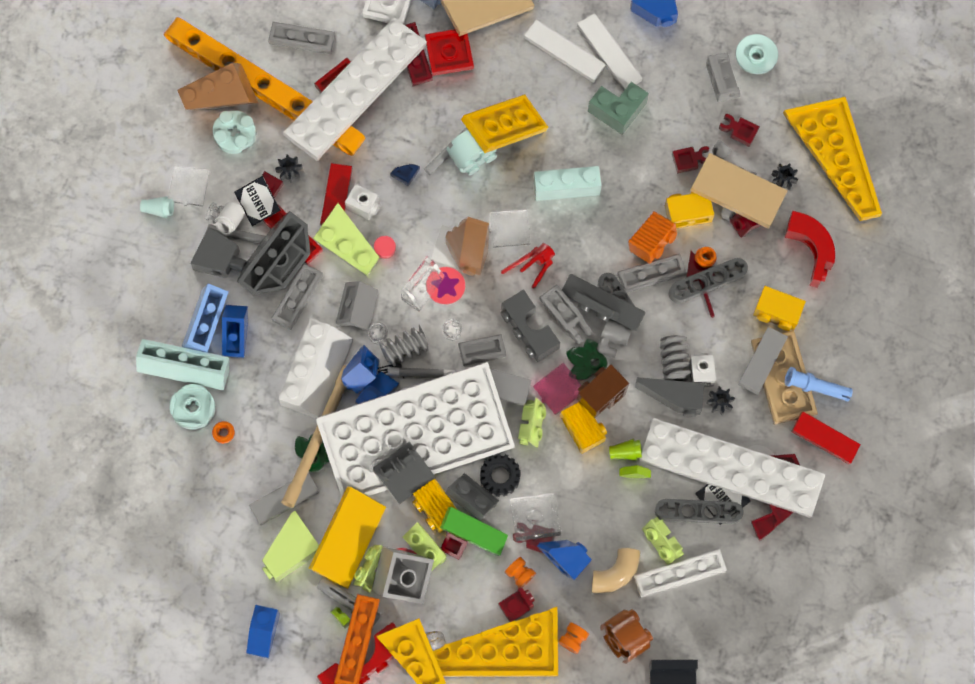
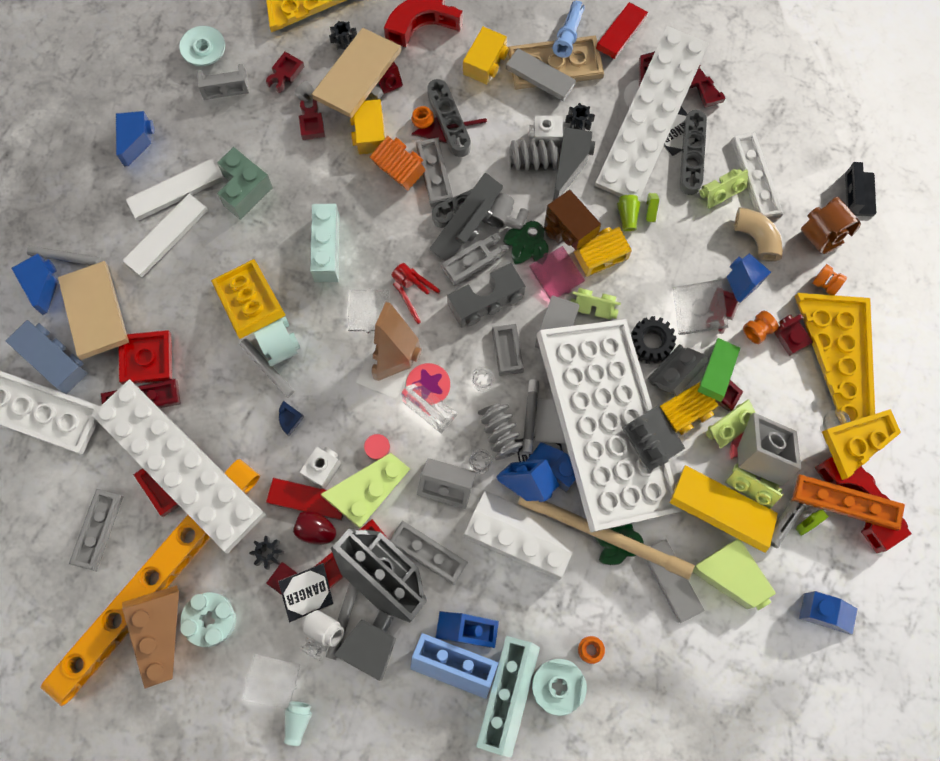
camera: 85 degrees left, 0 degrees up
(310, 202) = (314, 528): none -> dark red animal

